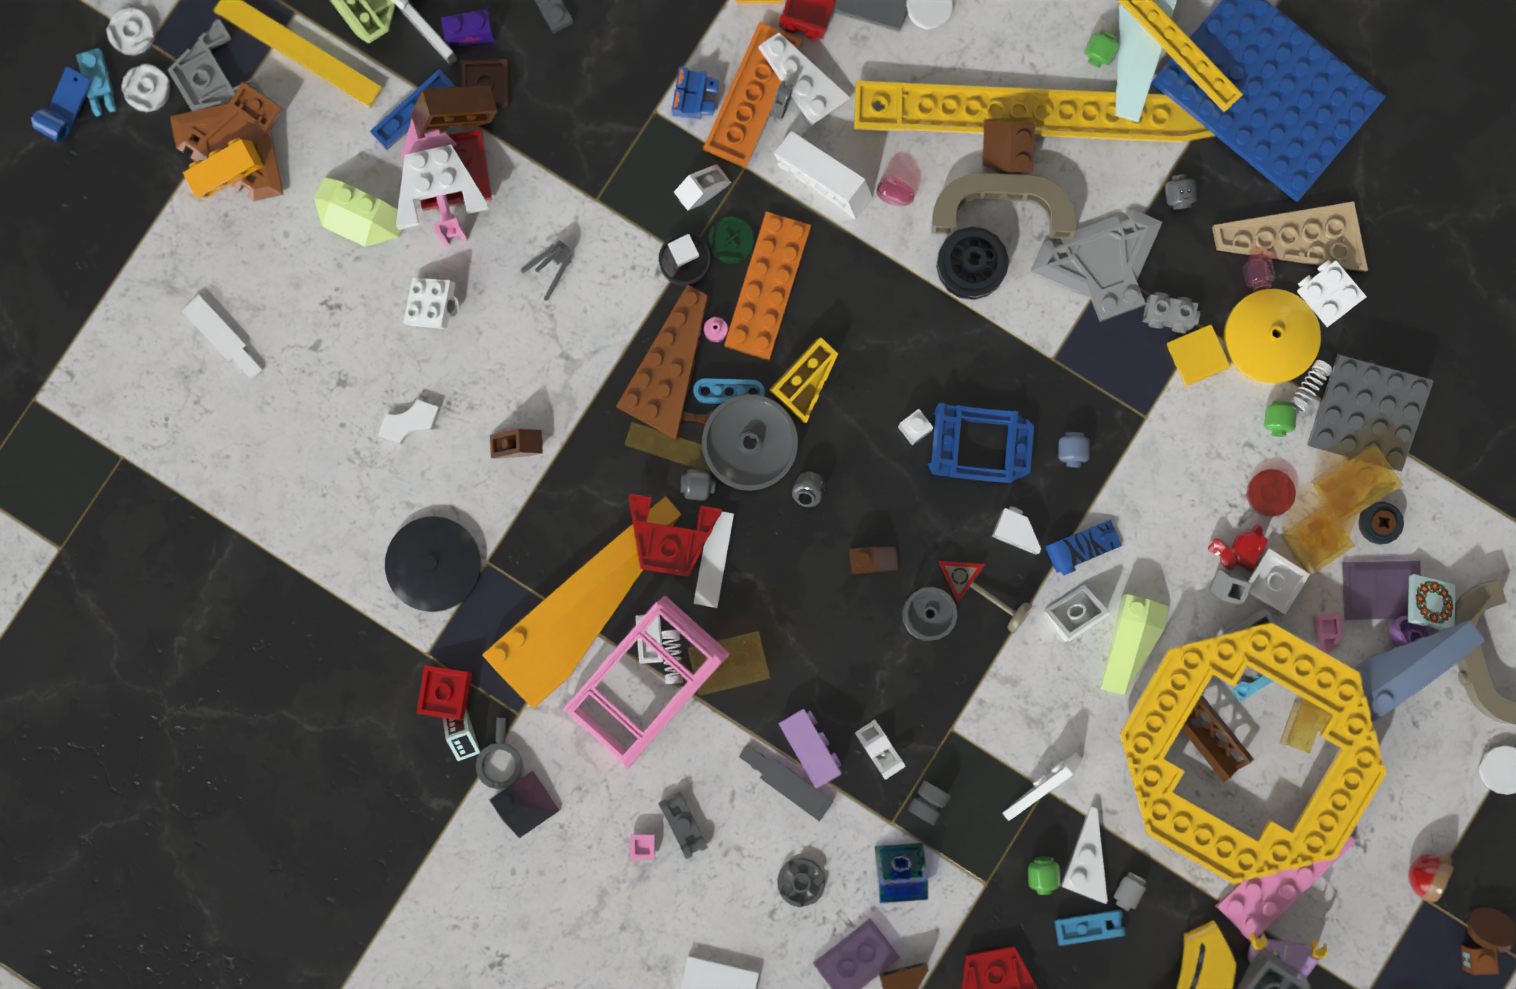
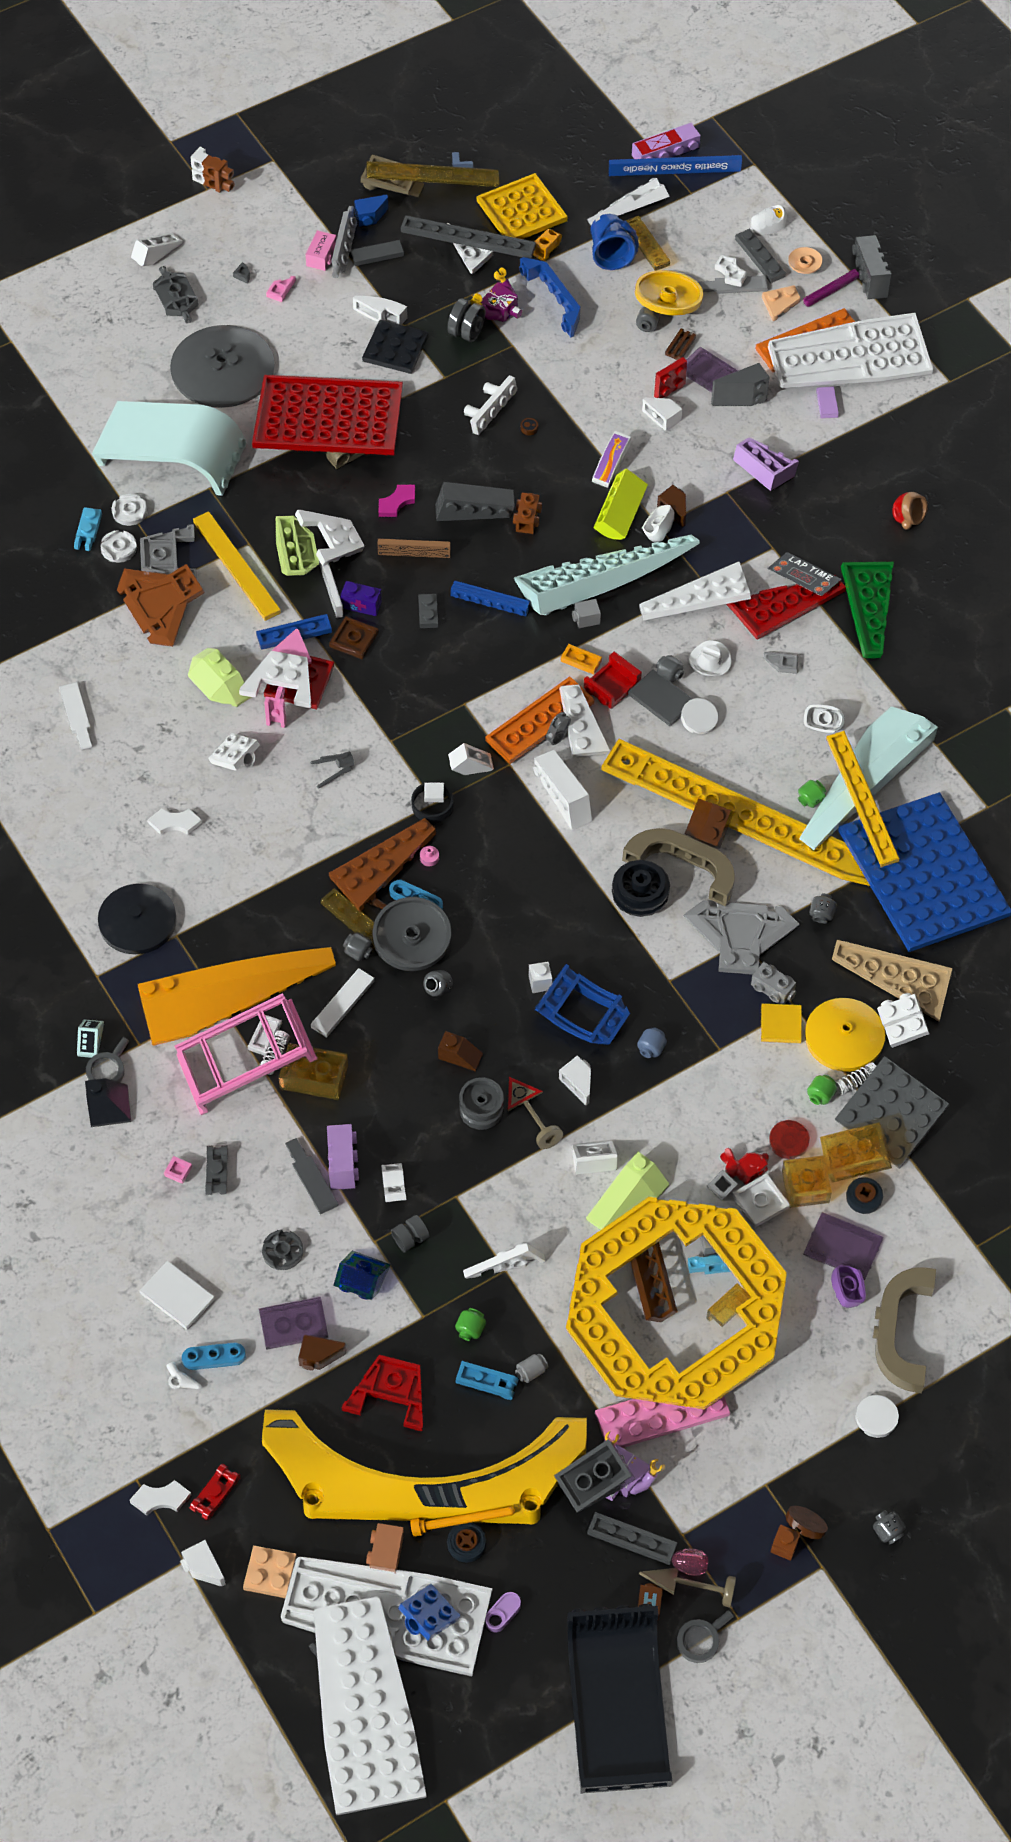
camera: 20 degrees right, 25 degrees down
(60, 116) = (49, 539): blue door -> none
(222, 168) = (141, 611): light orange brick -> none
(444, 692) = (94, 1001): red plate -> none
(453, 107) = (322, 636): reddish brown wedge -> none
(516, 443) = (243, 865): reddish brown slope -> none
(668, 547) = (315, 977): red wing -> none
(690, 94) = (495, 700): blue hips -> none
(731, 240) = (473, 804): dark green tile -> none
(767, 285) = (483, 844): orange plate -> none
(804, 379) = (475, 910): yellow wedge -> none
(895, 191) = (609, 820): clear pink animal -> none
(1083, 547) = (612, 1109): blue door -> none
(1086, 866) = (506, 1337): white wing -> none
(1259, 272) = (855, 985): clear pink head -> none
(1328, 632) = (786, 1253): bright pink tile -> none
(1407, 669) = (827, 1296): sand blue wedge -> none
(1430, 875) = (776, 1462): piece -> none
(1431, 602) = (875, 1265): light aqua tile -> none

